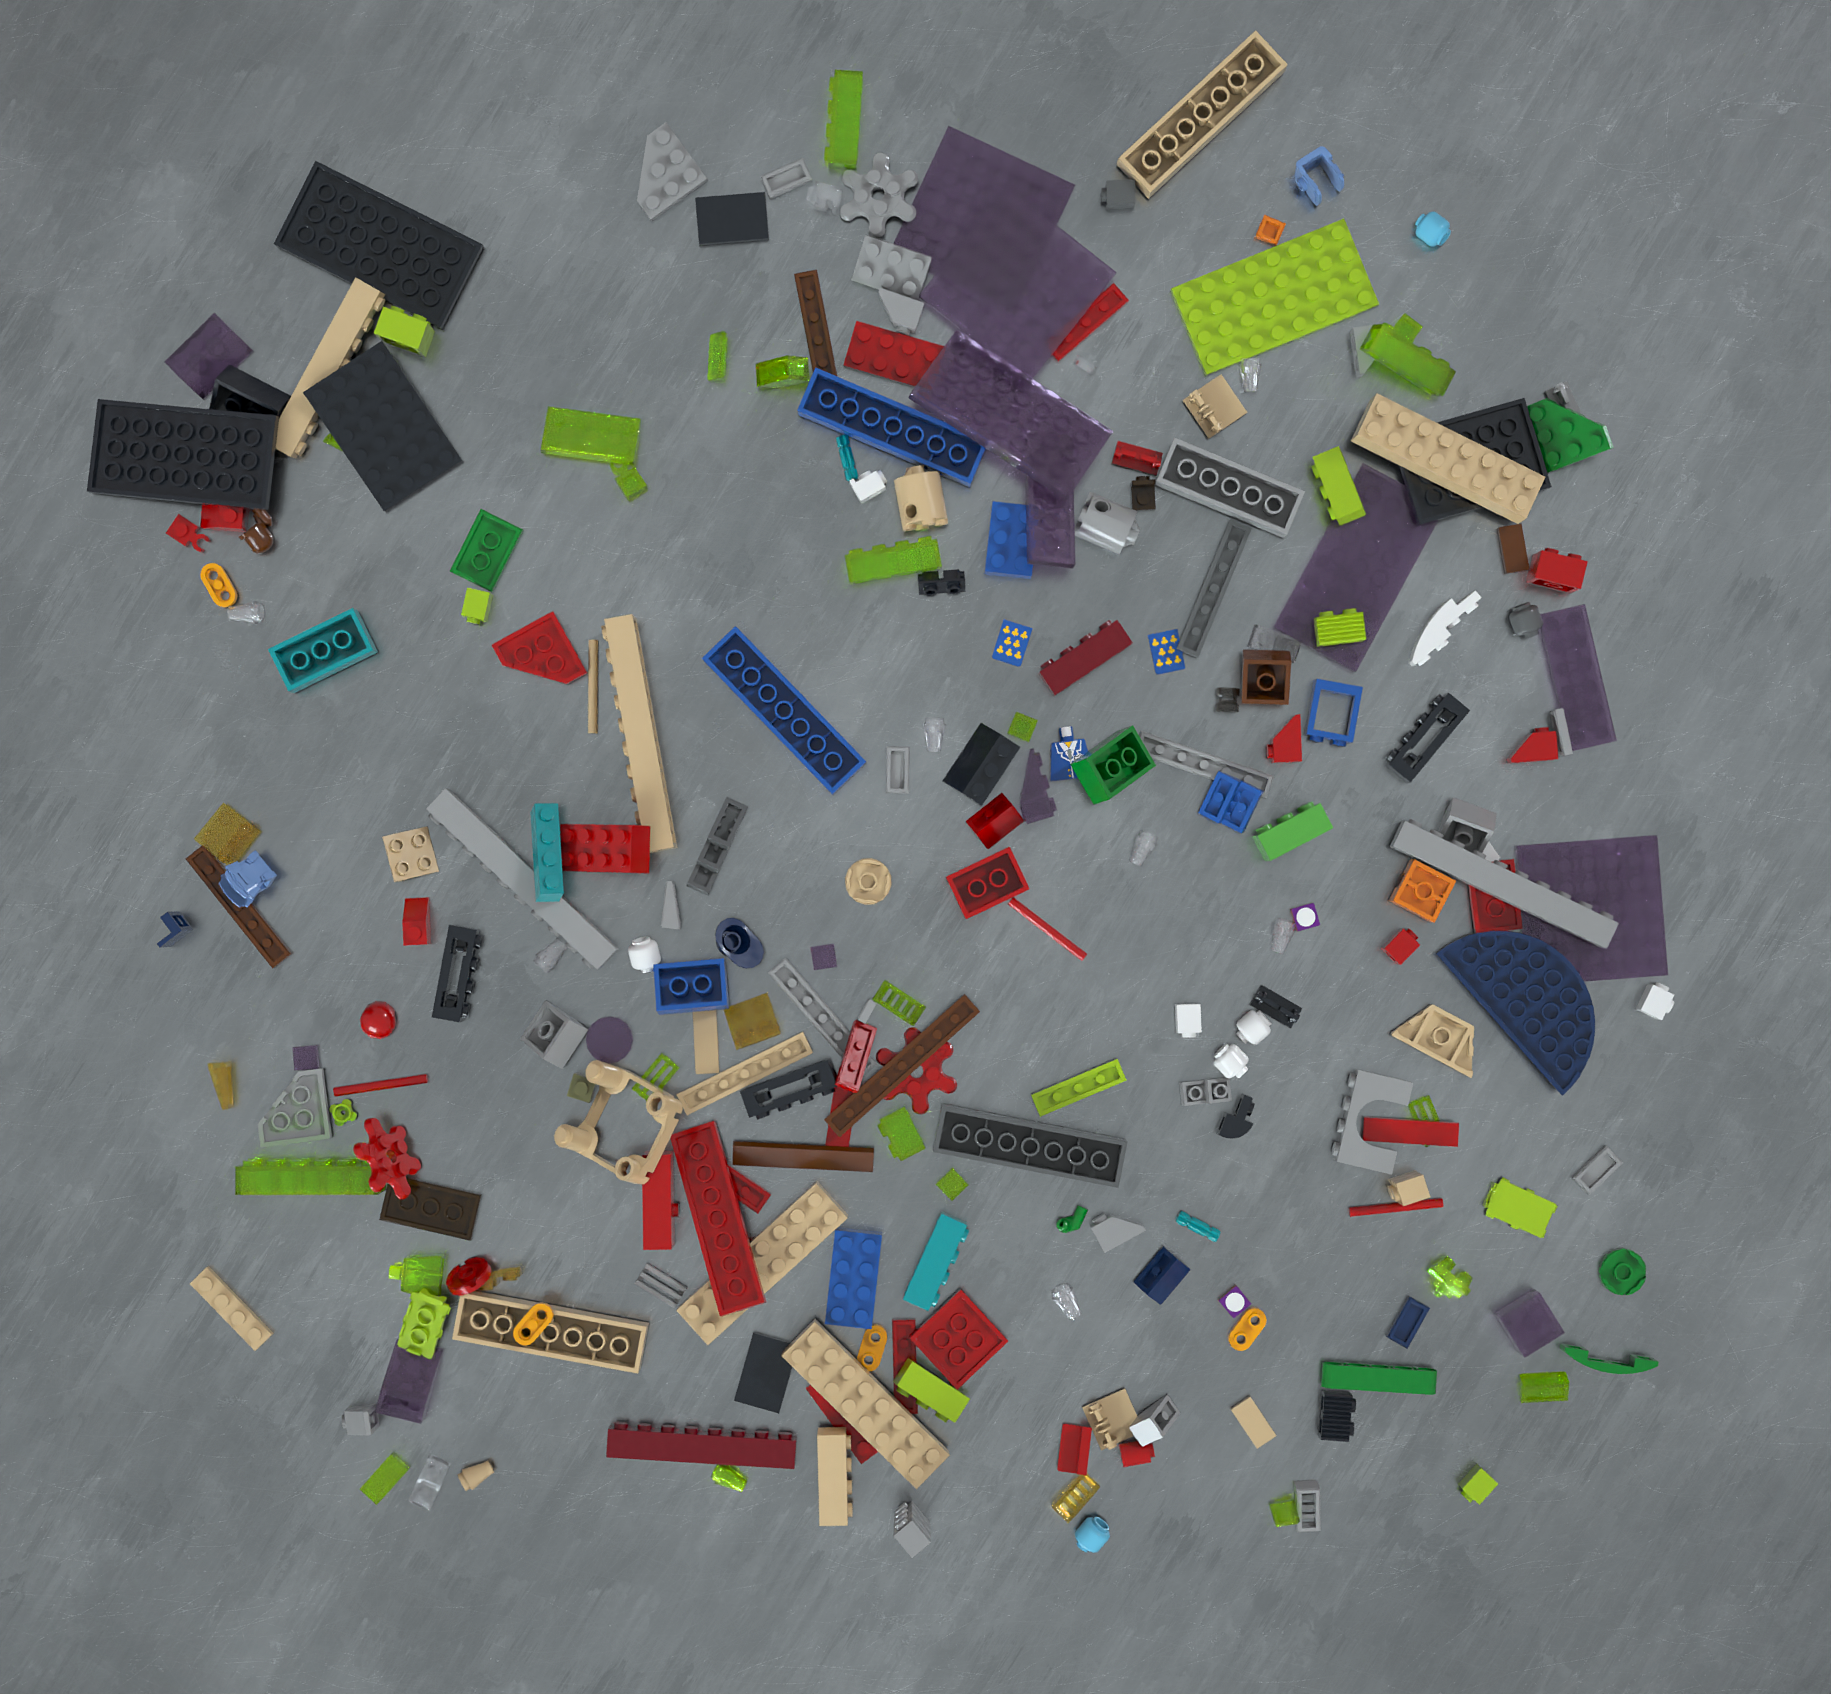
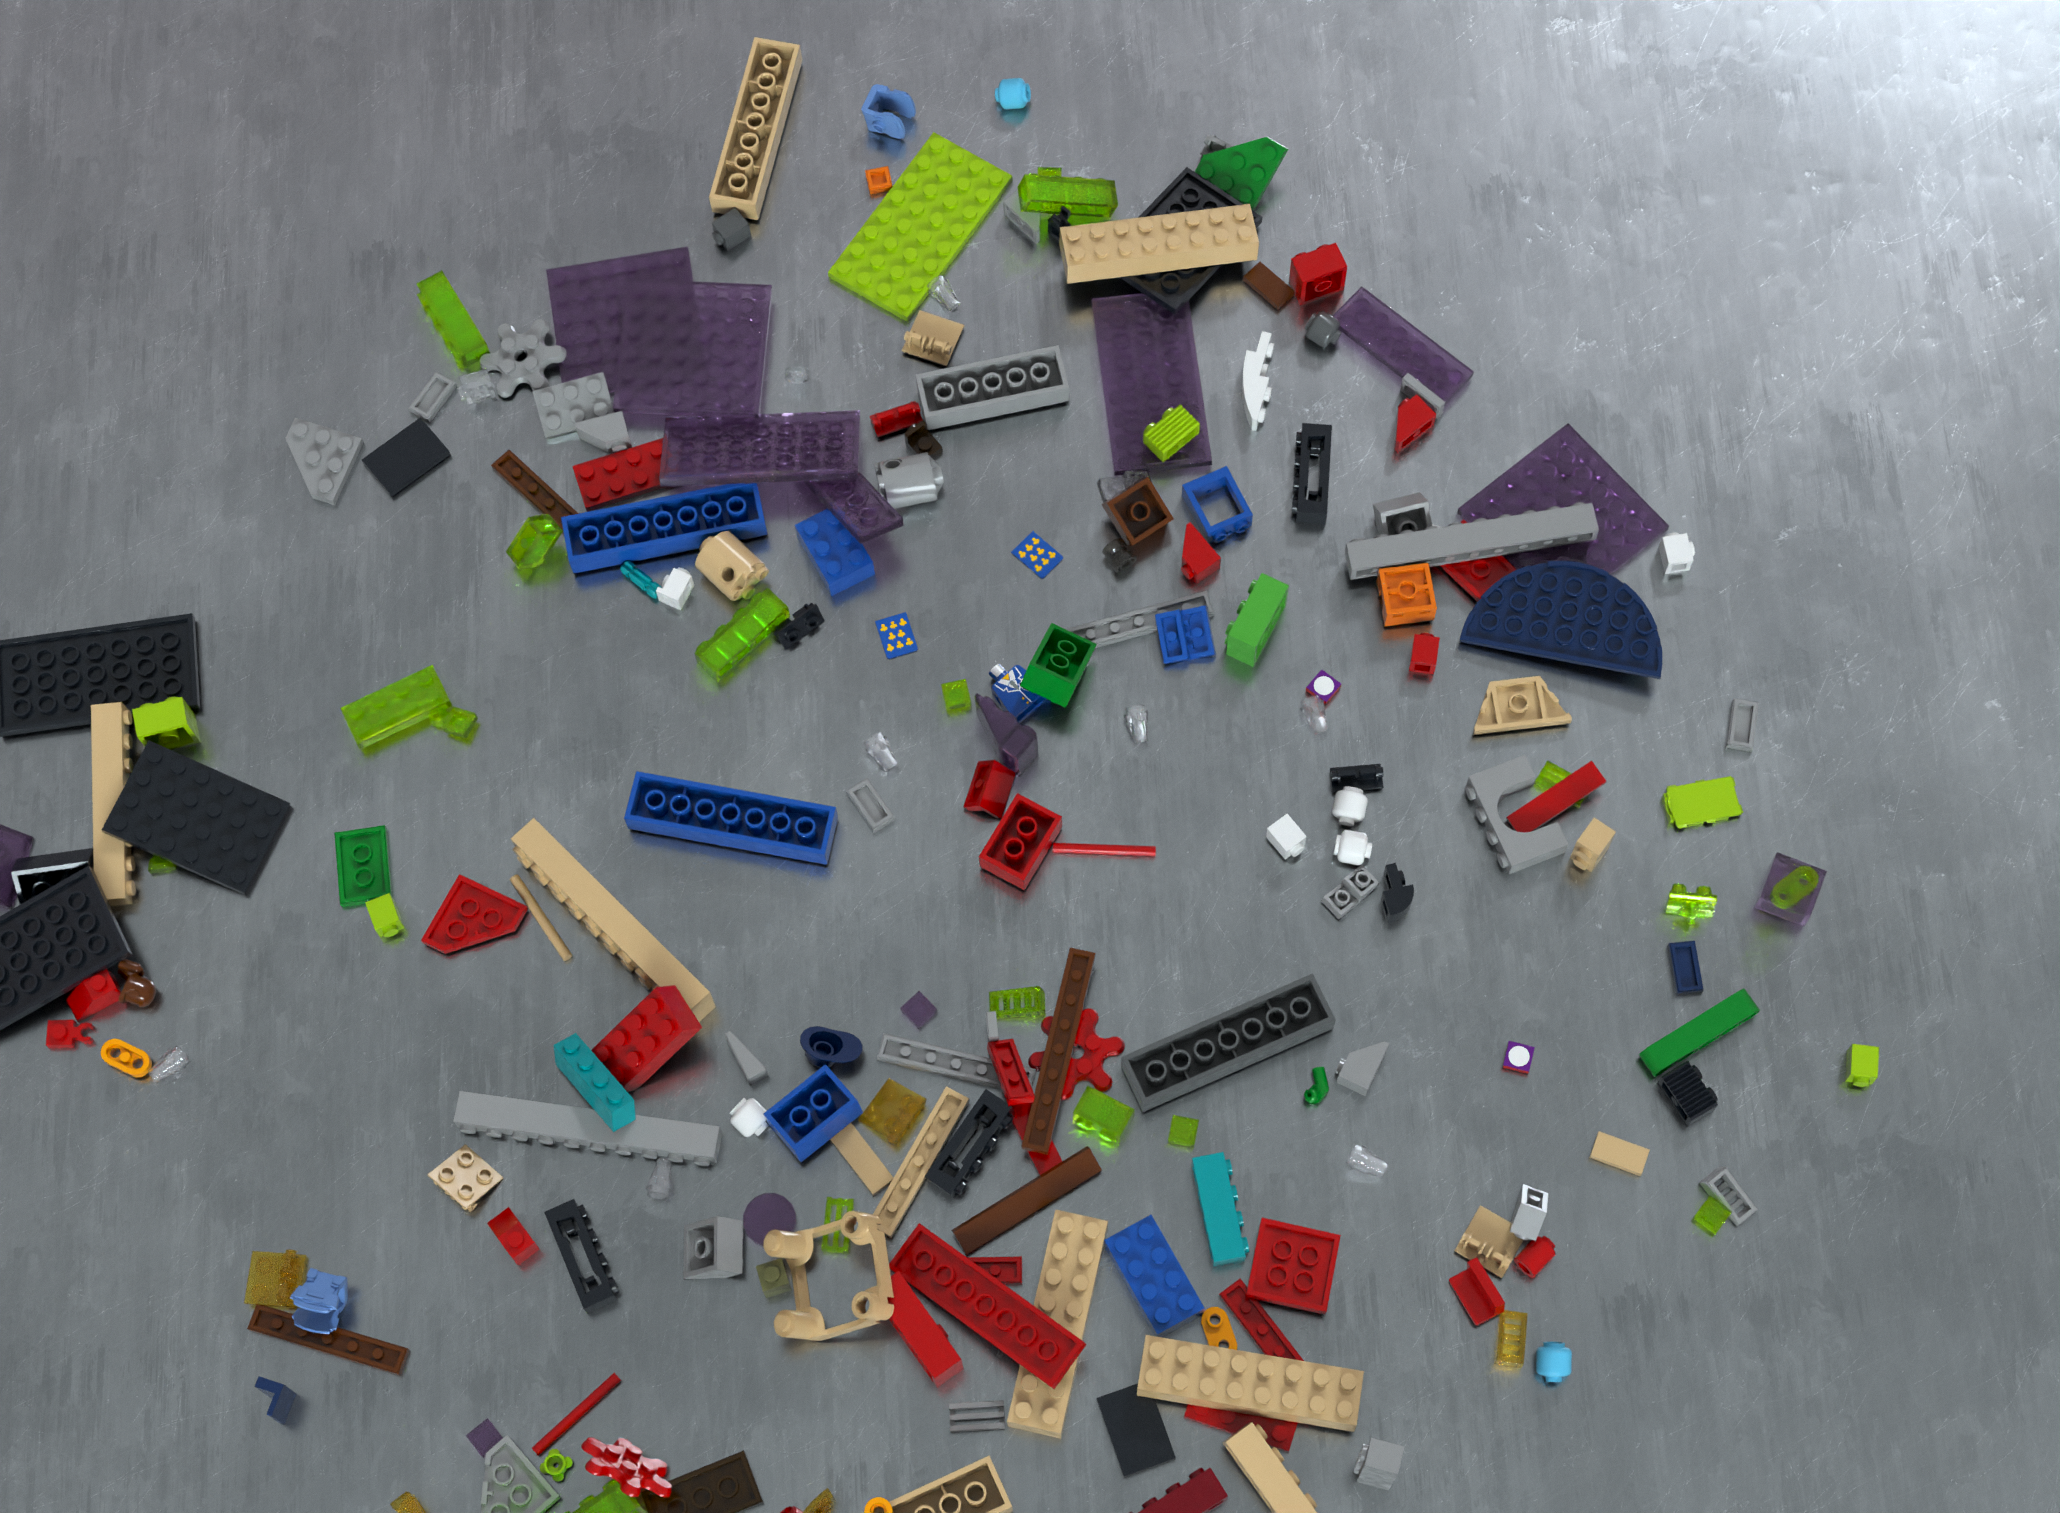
camera: 30 degrees left, 20 degrees down
(323, 650) = (263, 1047): teal brick -> none
(378, 1020) = (534, 1353): red hair -> none
(717, 357) = (468, 572): clear neon green slope -> none
(717, 846) = (751, 978): dark grey slope -> none
(868, 881) = (912, 917): tan tile -> none
(930, 1391) = (1303, 1330): lime brick -> none
(981, 764) = (942, 748): black slope -> none
(1078, 1087) = (1234, 965): lime plate -> none
(1084, 658) = (969, 602): dark red brick -> none
(1100, 311) = (779, 332): red tile -> none
(1161, 1276) = (1435, 1078): dark blue panel -> none
(1198, 1226) = (1434, 1013): teal axle -> none
(1213, 588) = (1040, 477): dark grey plate -> none
(1247, 1329) = (1548, 1073): light orange plate -> none
(1338, 486) = (1084, 326): lime brick -> none
(1385, 380) = (1056, 222): none -> black plate
(1395, 1207) = (1596, 875): red bar -> none
(1528, 1330) = (1793, 888): none -> clear neon green plate
(1543, 1387) = (1850, 941): clear neon green slope -> none
(1622, 1271) = (1834, 795): green tile -> none
(1635, 1365) = (1859, 889): green slope -> none

